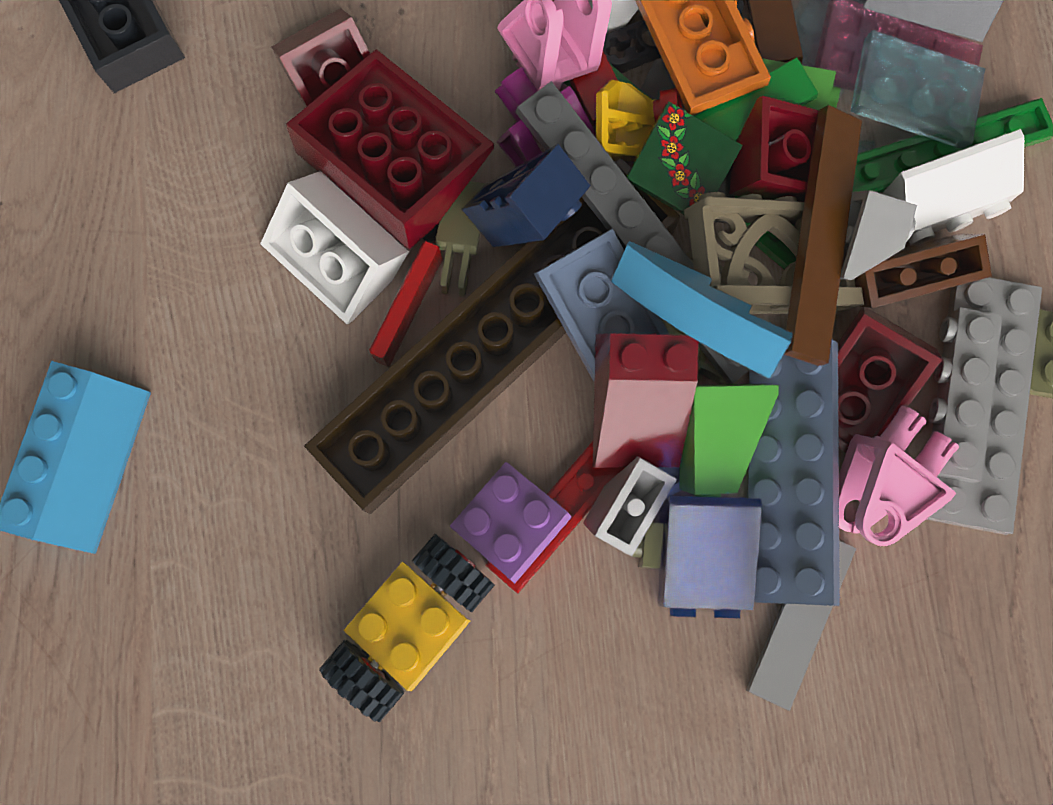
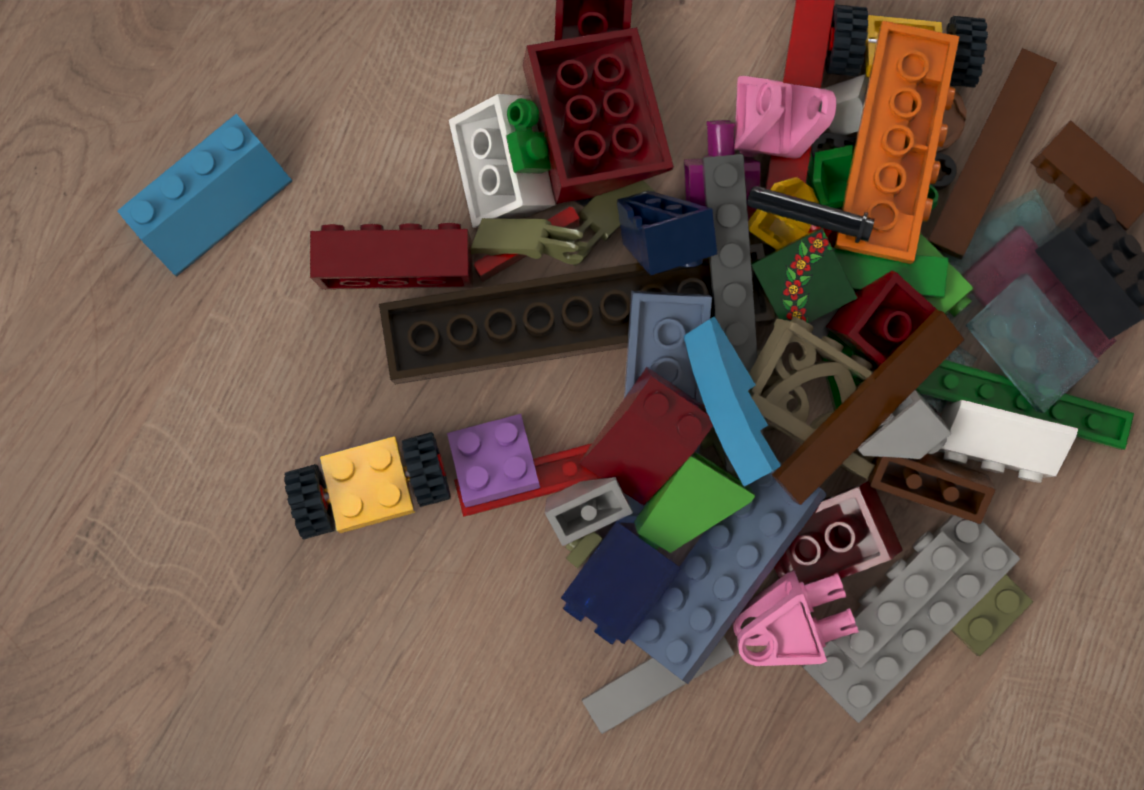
camera: 30 degrees right, 5 degrees up
(286, 397) = (391, 257): none -> dark red brick
(346, 212) = (526, 148): none -> green plate
(403, 293) = (527, 238): none -> olive arm
(642, 62) = (832, 175): none -> green panel
(651, 93) = (811, 213): none -> black axle

